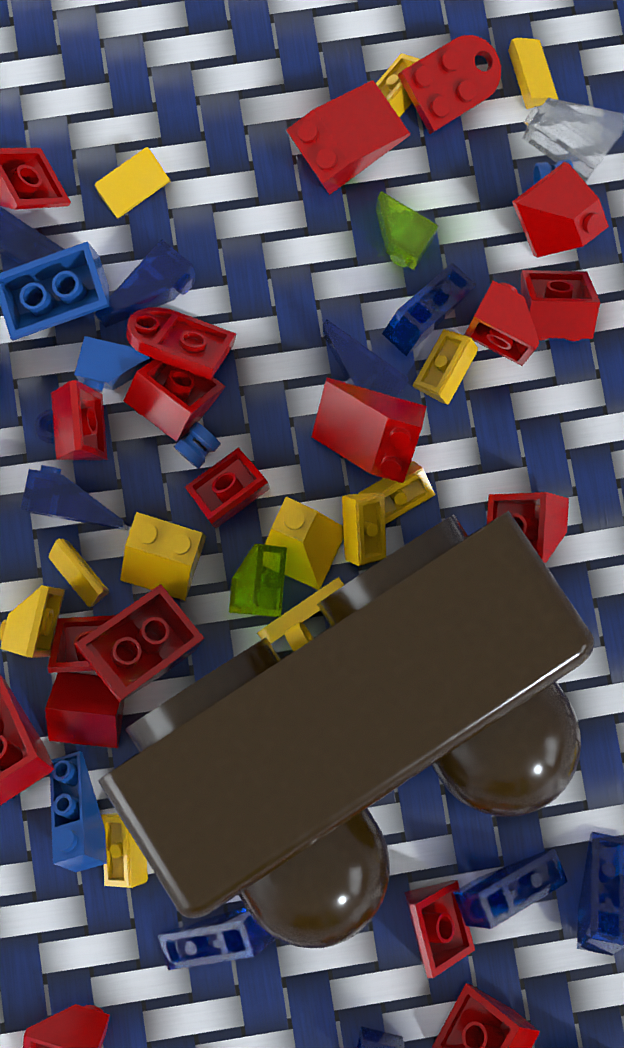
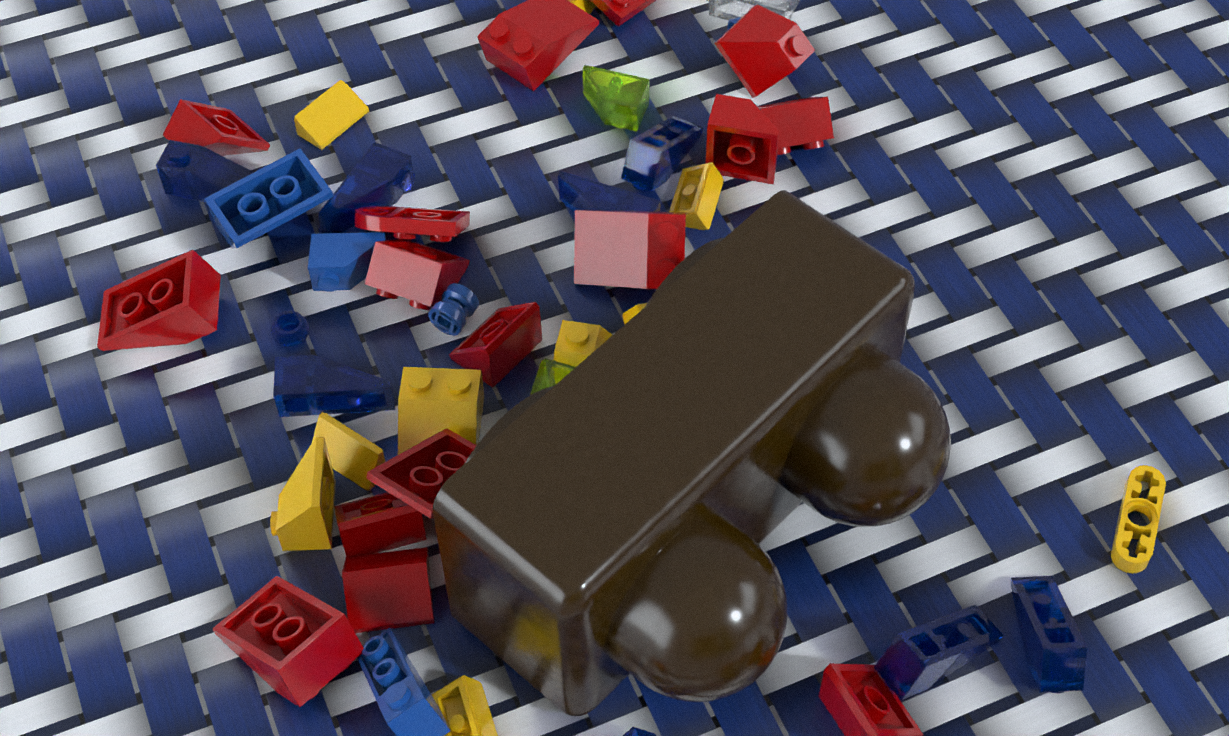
camera: 10 degrees left, 30 degrees down
(78, 422) = (318, 310): red slope -> none

